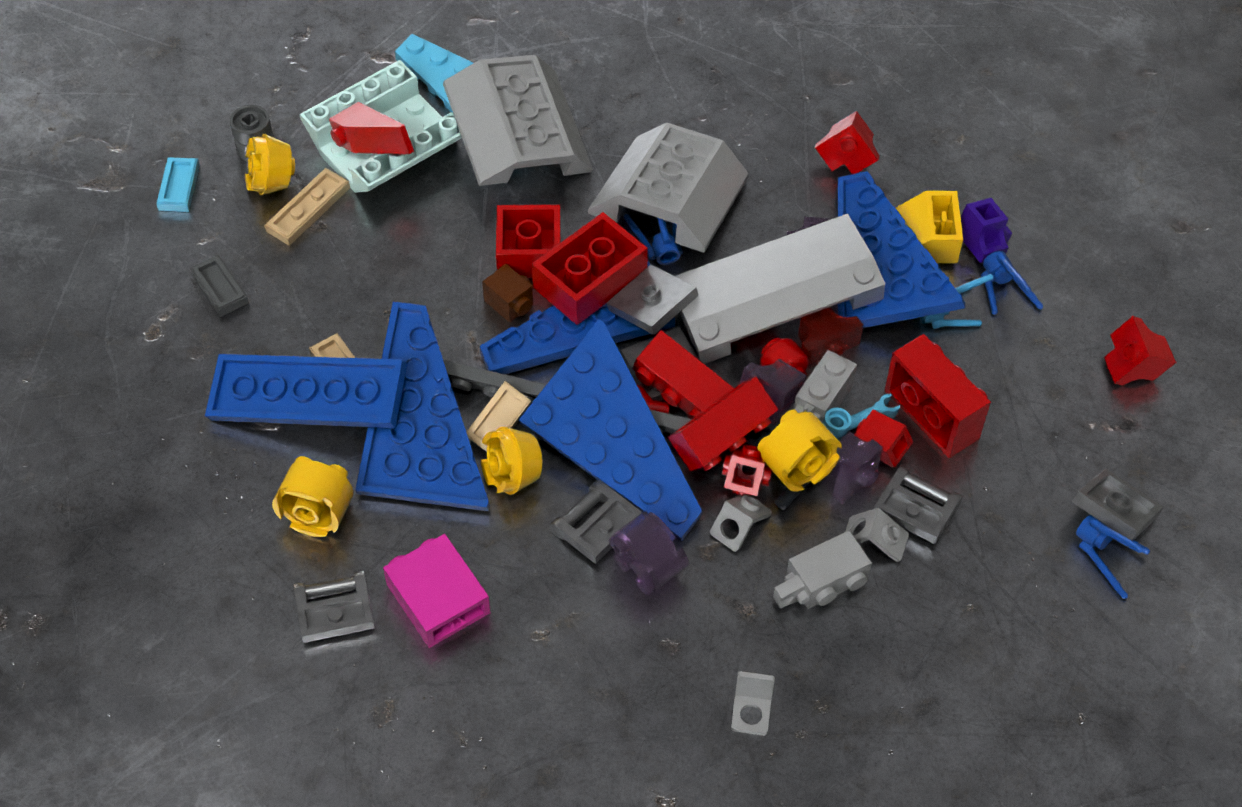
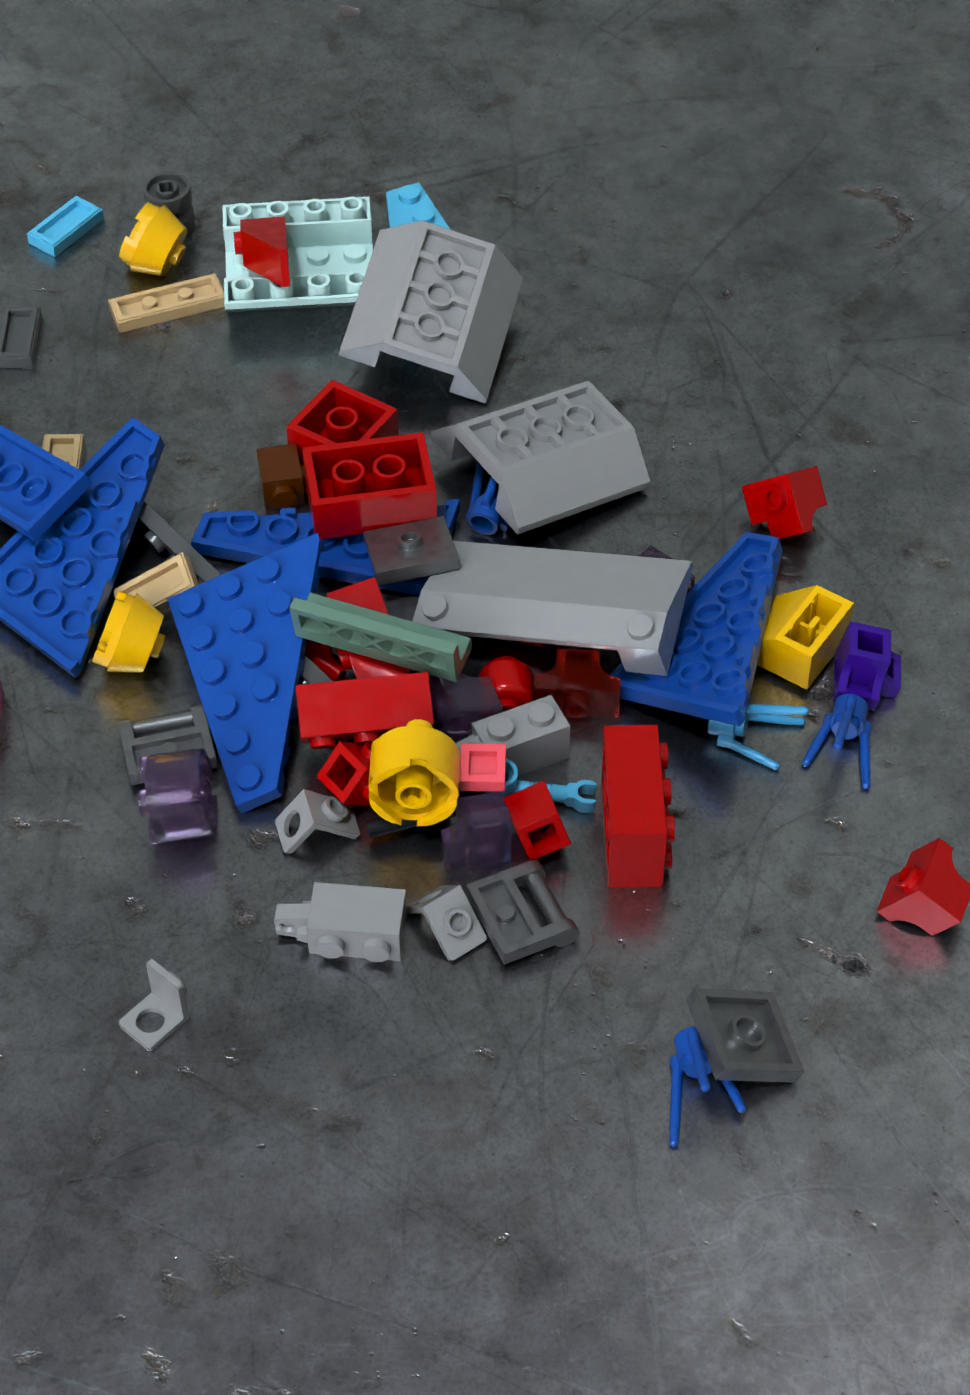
camera: 35 degrees right, 5 degrees down
(701, 368) = (380, 636): none -> sand green fence
(837, 419) = (482, 767): none -> coral plate

